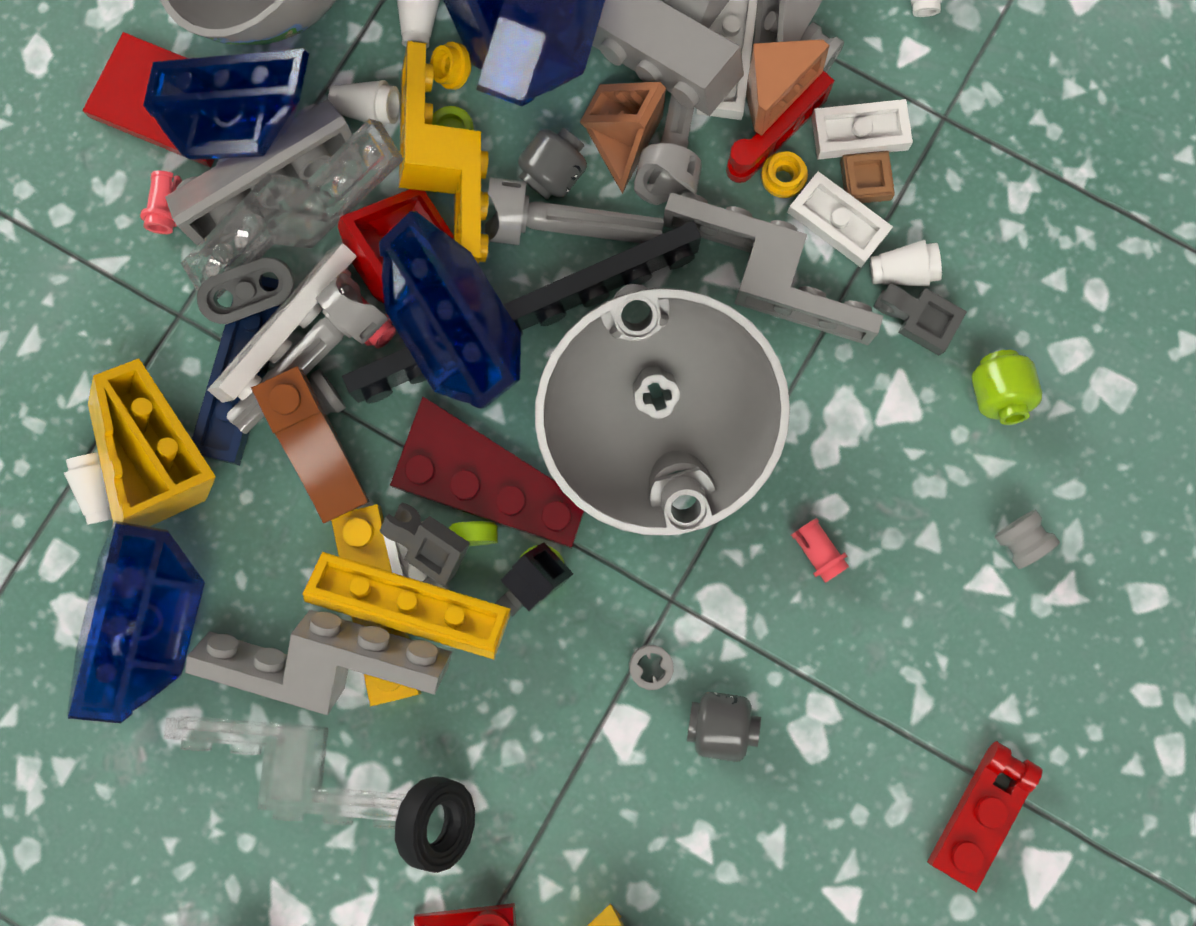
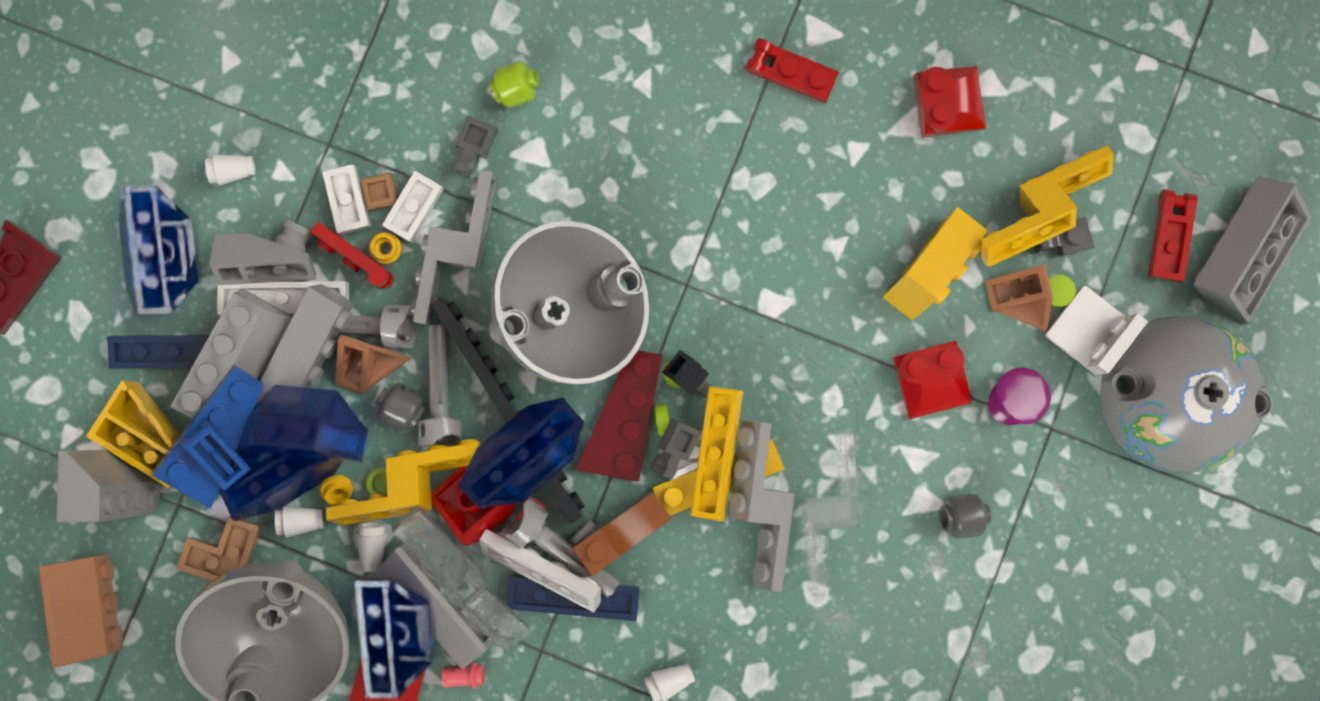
camera: 95 degrees left, 5 degrees up
(133, 623) = (755, 633): clear blue wedge -> none
(144, 449) = (640, 649): yellow wedge -> none
(247, 290) = (524, 597): dark grey plate -> none
(414, 818) = (851, 424): black tyre -> none
(636, 670) = (735, 300): light grey bush -> none
(723, 726) = (762, 240): dark grey head -> none
(780, 75) = (323, 259): nougat slope -> none
(820, 550) = (640, 192): coral pin -> none
(908, 265) = (439, 156): white cone -> none
(1027, 539) = (613, 61): light grey wheel -> none

